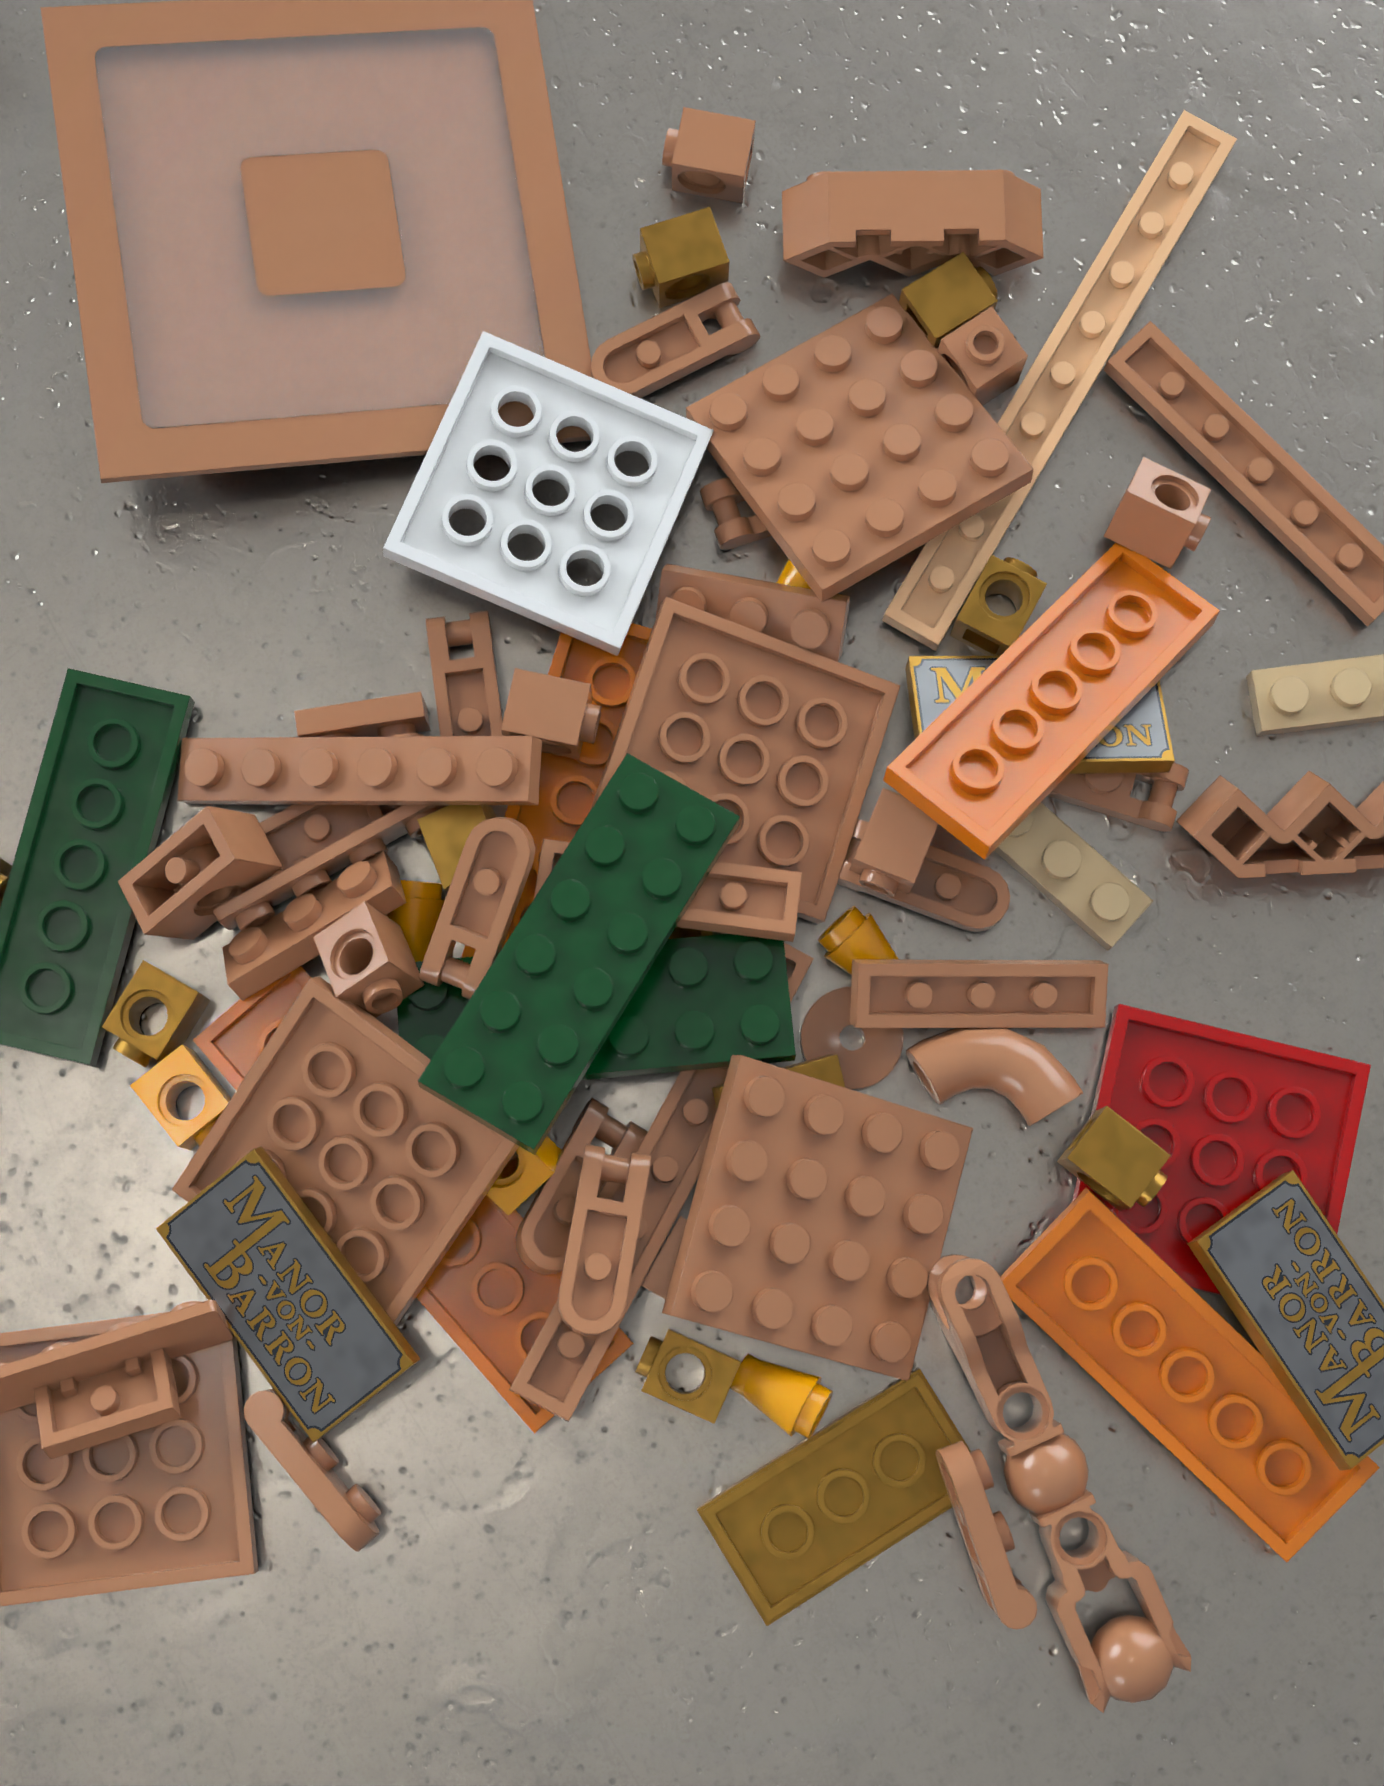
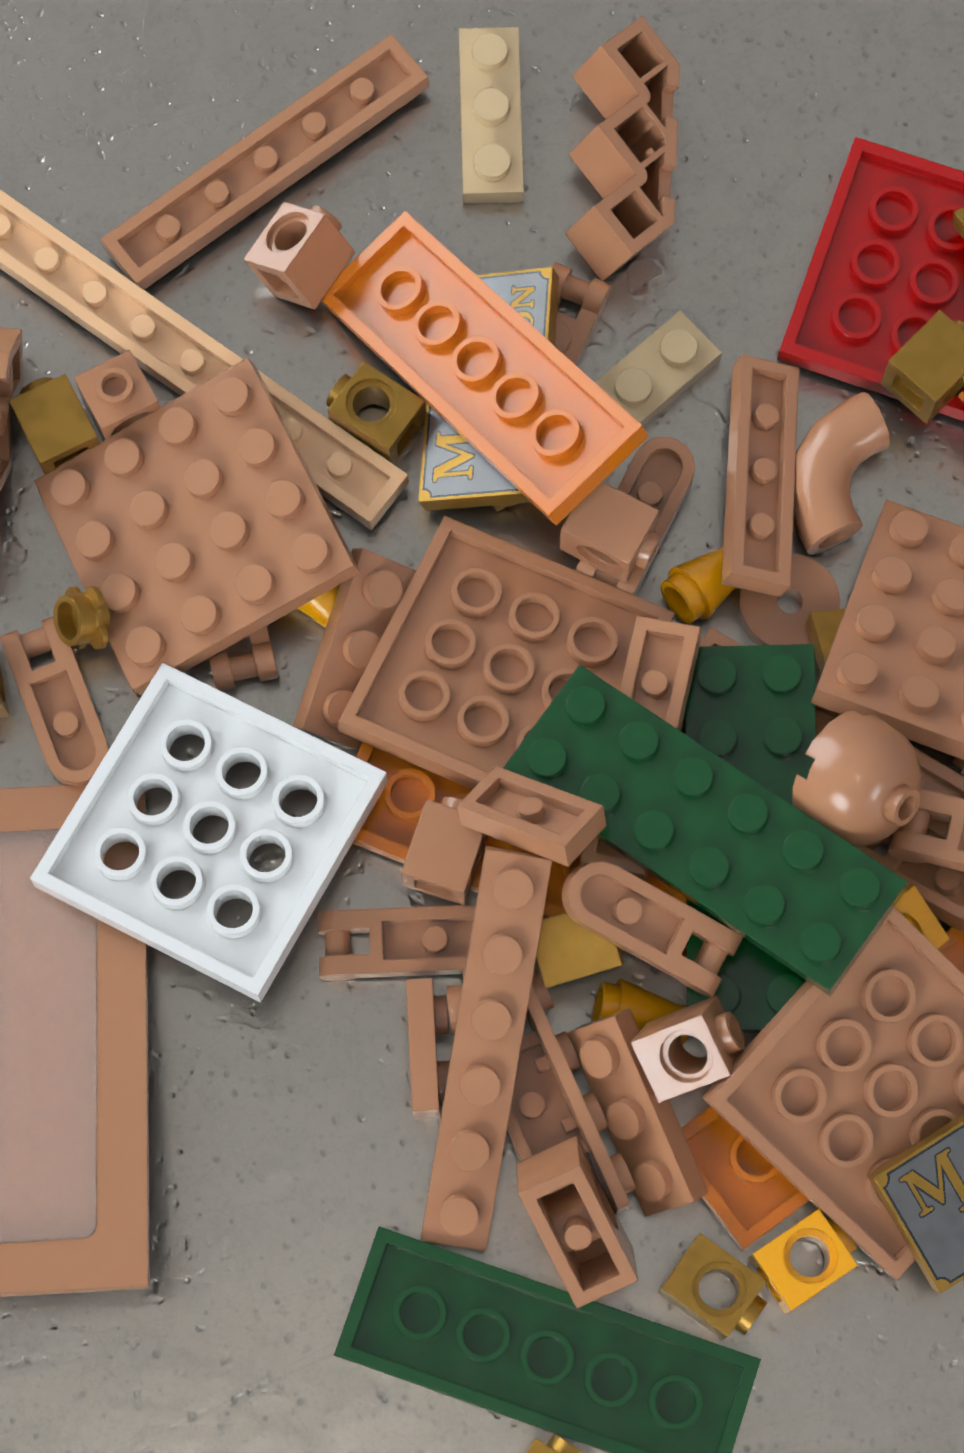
camera: 80 degrees left, 5 degrees down
(574, 780) = (532, 815): none -> nougat plate
(644, 1100) = (860, 779): none -> nougat cylinder
(750, 350) = (82, 618): none -> pearl gold plate

